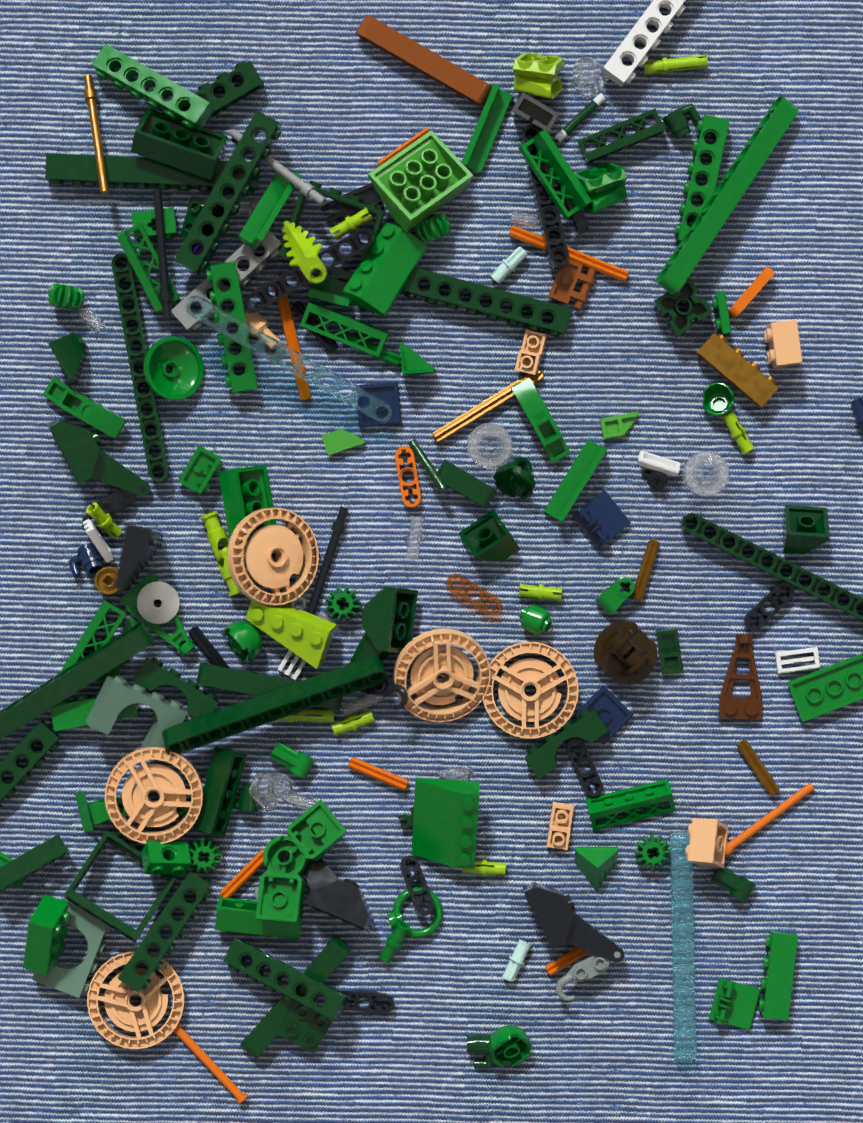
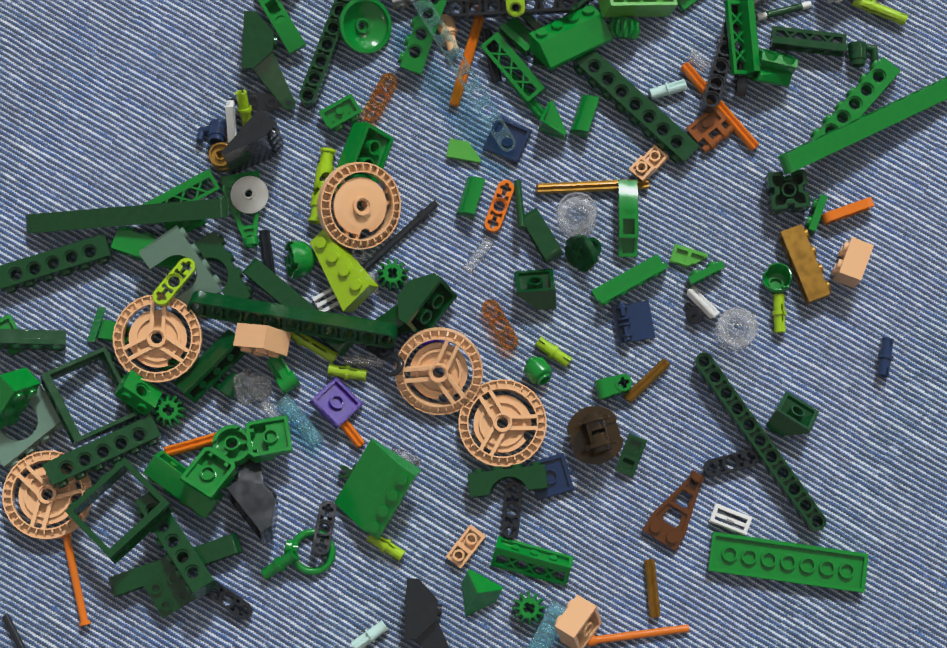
camera: 25 degrees right, 10 degrees down
(131, 750) = (187, 274): none -> lime beam
(234, 416) = (381, 84): none -> clear orange beam
(247, 986) = (140, 530): none -> dark green window
(255, 742) = (262, 340): none -> light nougat brick
(335, 796) = (300, 421): none -> clear light blue axle
(360, 759) = (336, 403): none -> dark purple tile
(375, 483) = (471, 197): none -> green brick
(441, 338) = (584, 115): none -> green brick
(640, 439) = (698, 276): none -> green plate

